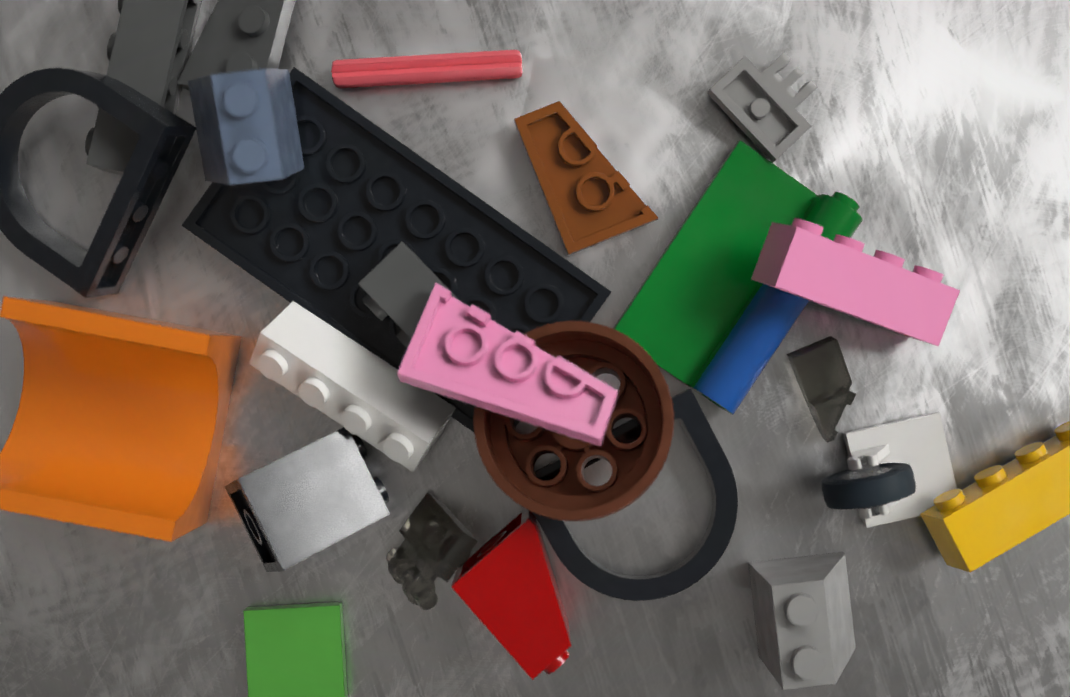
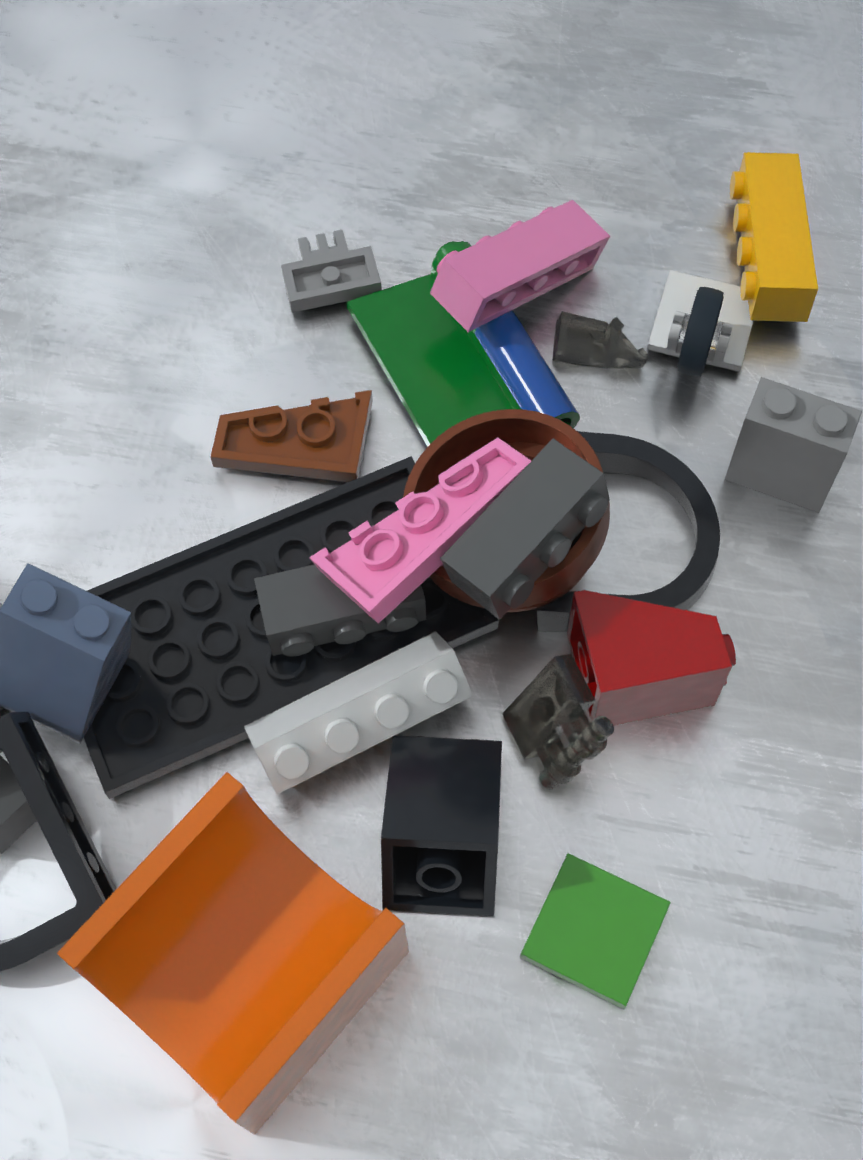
camera: 55 degrees left, 25 degrees down
(427, 69) = (119, 508): coral axle -> none
(538, 467) = (527, 529): none -> dark grey brick

